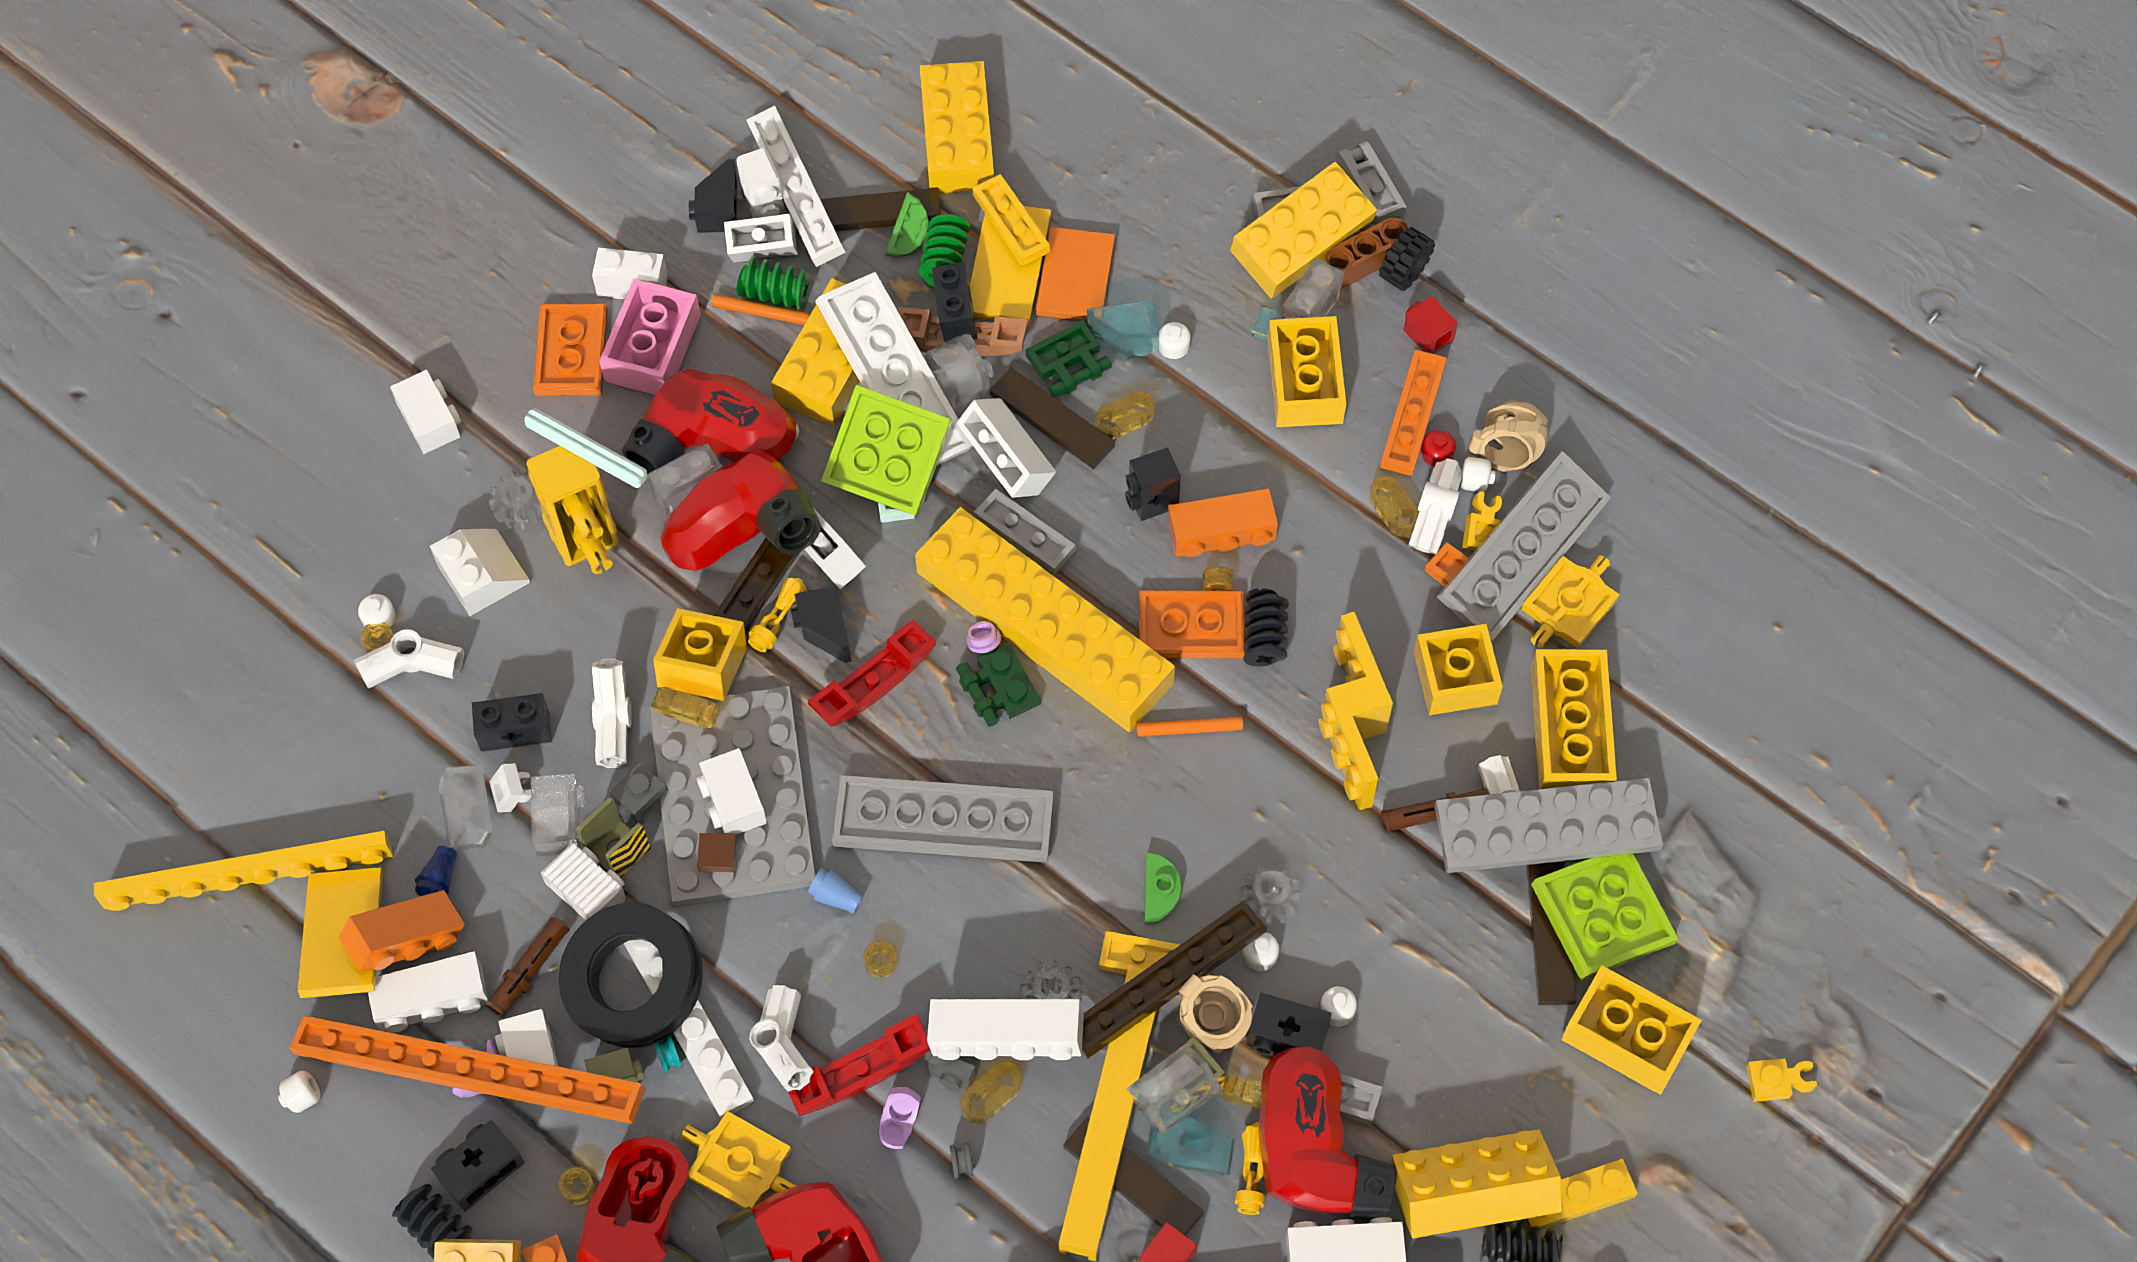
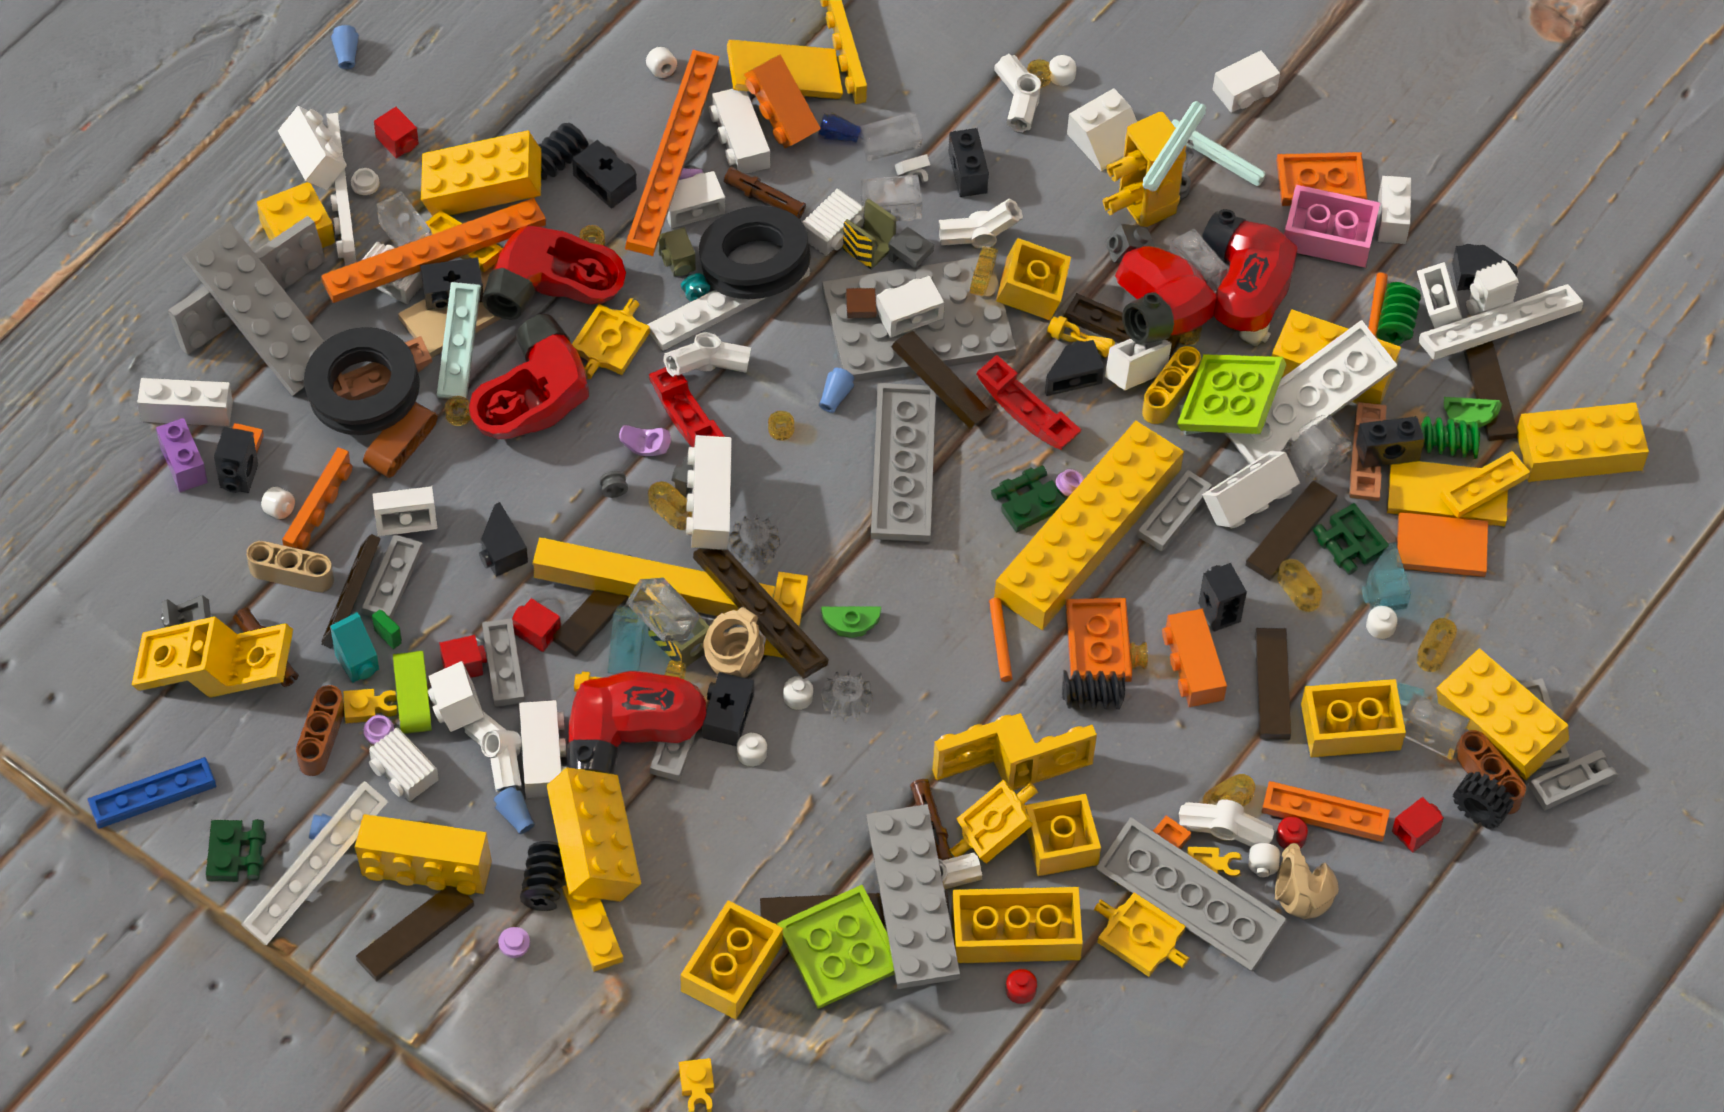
camera: 85 degrees right, 5 degrees down
(517, 457) = (1226, 158): none -> light aqua axle
(646, 554) = (1127, 238): none -> dark grey bracket
(835, 767) = (941, 379): none -> dark brown tile
(859, 535) = (1166, 395): none -> yellow beam
(1203, 292) = (1430, 642): none -> clear yellow beam
(1250, 452) = (1273, 683): none -> dark brown tile
(1445, 736) = (994, 821): none -> yellow plate
(1636, 728) = (1021, 986): none -> red piece

